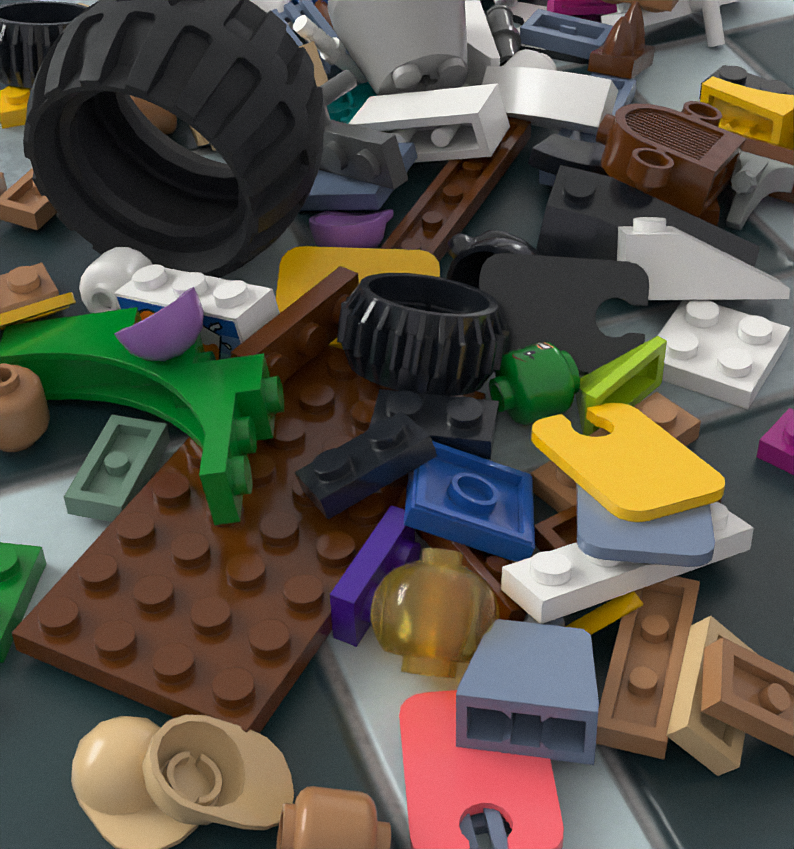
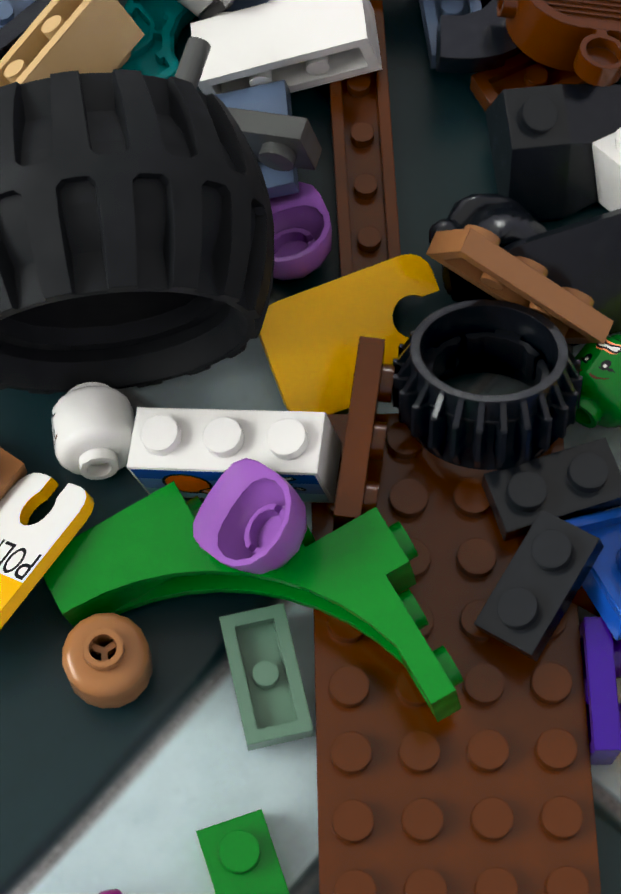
camera: 30 degrees left, 25 degrees up
(461, 239) = (516, 279): none -> medium nougat plate

